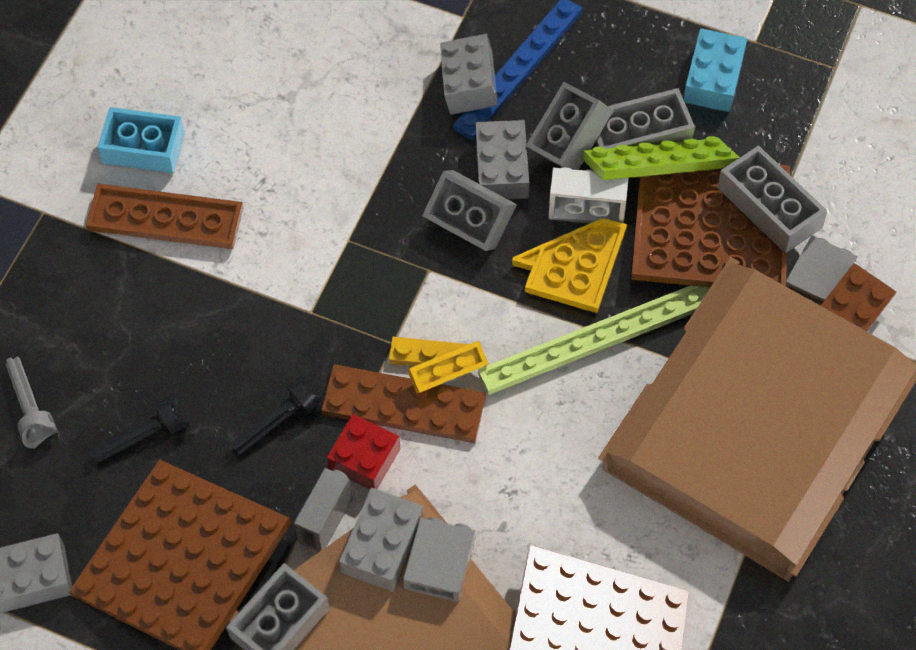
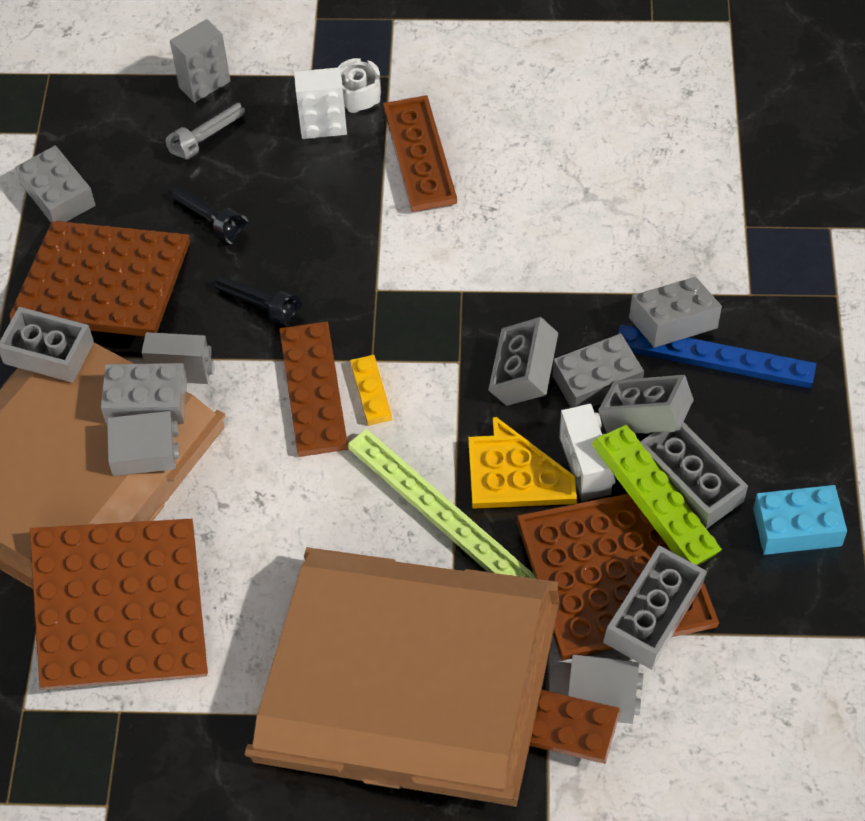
camera: 70 degrees right, 5 degrees down
(50, 239) = (360, 84): none -> white brick
(69, 275) = (320, 103): none -> white brick
(141, 140) = (482, 106): medium azure brick -> none
(364, 452) = (247, 371): red brick -> none
(447, 367) = (353, 401): yellow plate -> none

